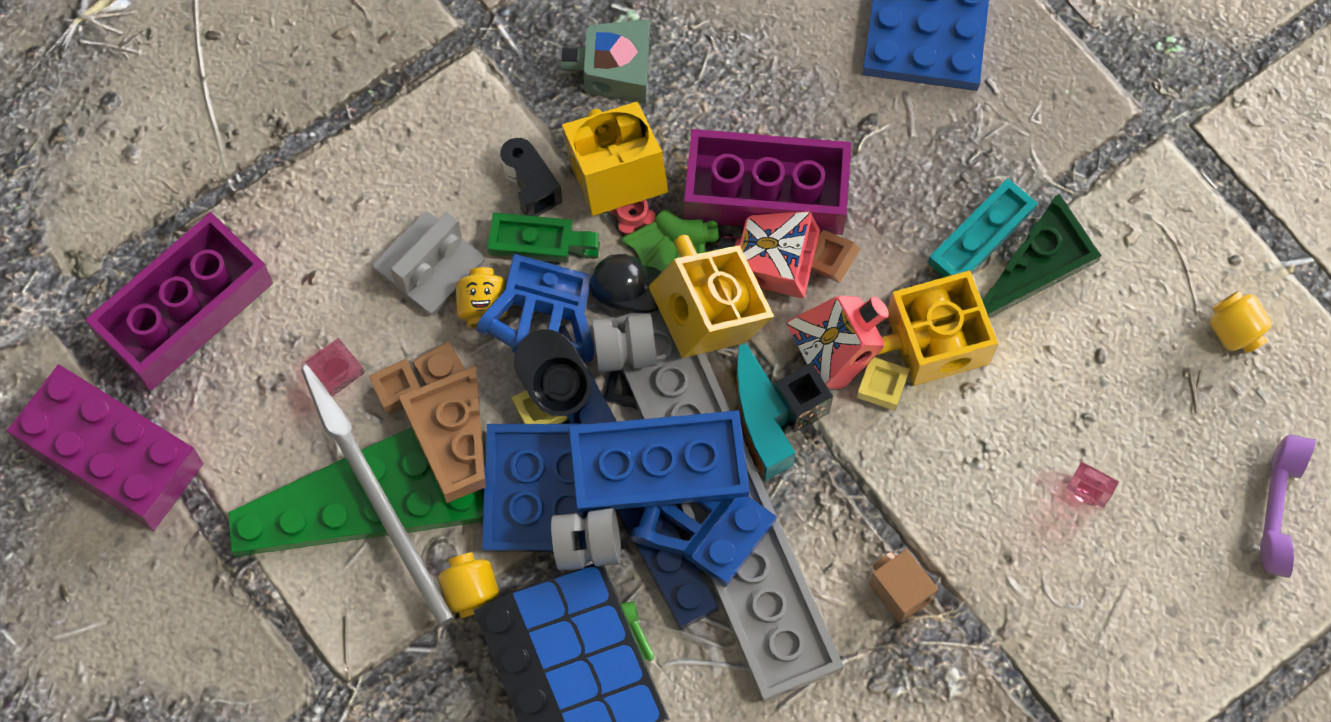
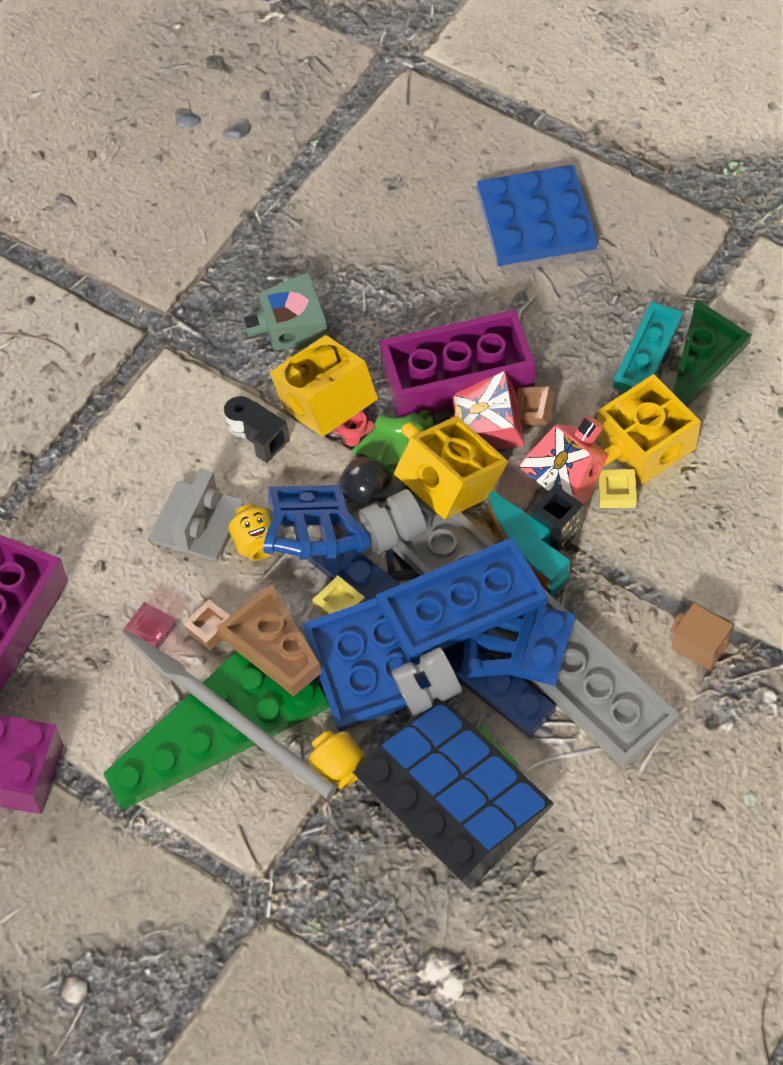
camera: 15 degrees left, 10 degrees down
(438, 364) = (237, 595): medium nougat plate -> none
(539, 238) = (284, 468): green plate -> none
(552, 372) = (343, 562): black cap -> none

